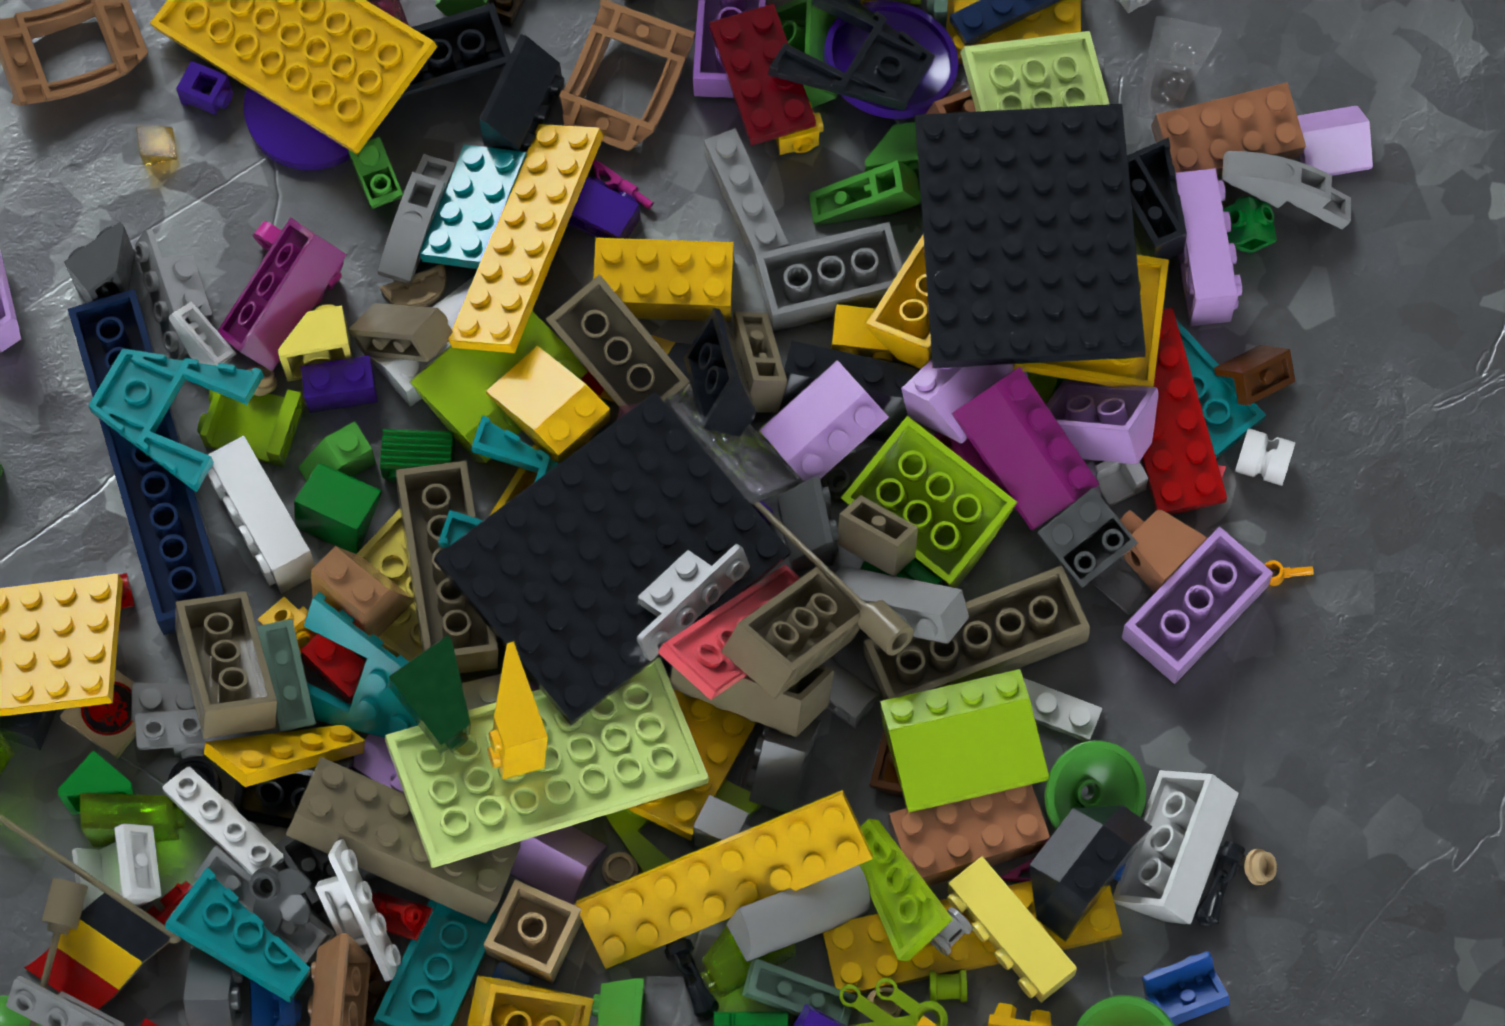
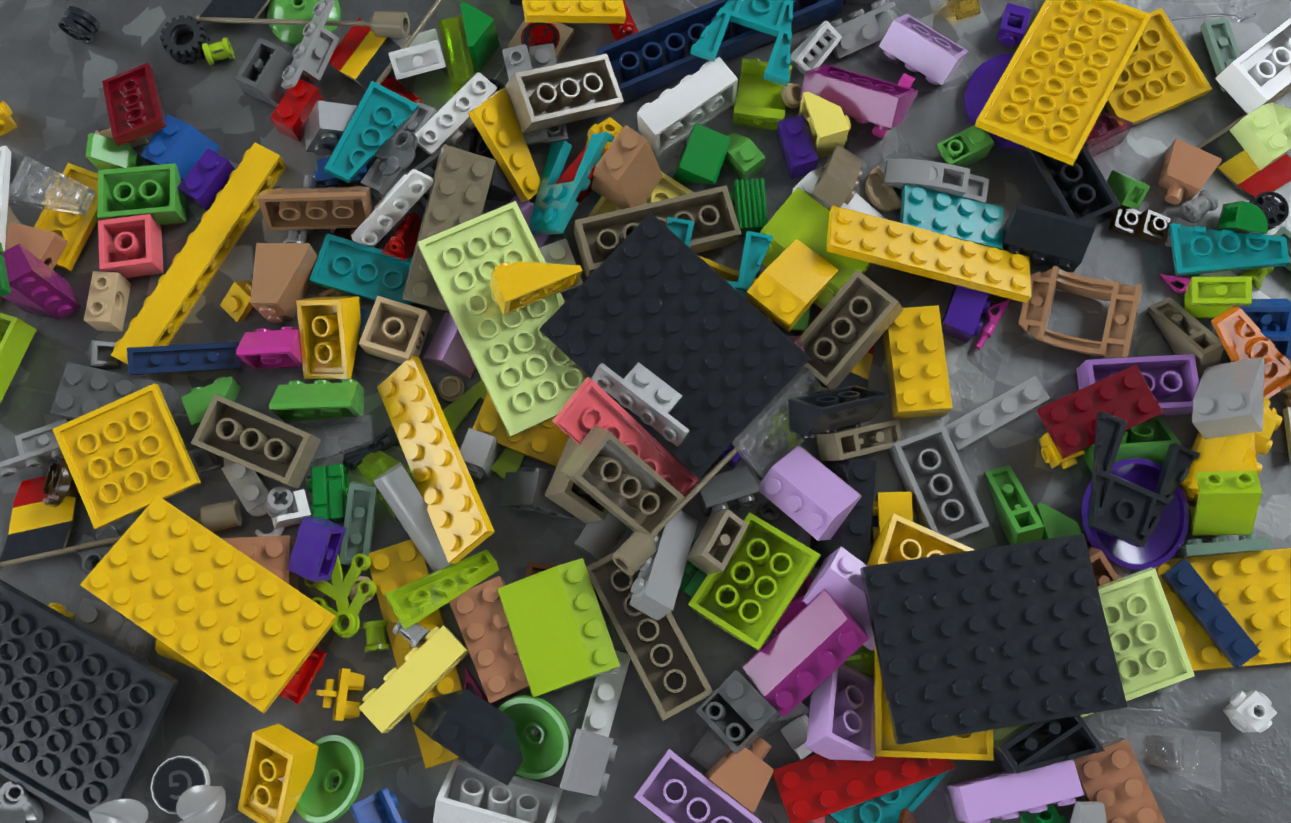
camera: 85 degrees right, 5 degrees up
(220, 205) = (922, 49): none -> lavender slope
(287, 675) = (563, 136): sand green plate -> none
(435, 696) = (543, 227): dark green slope -> none
(1131, 727) = (588, 763): none -> light grey slope

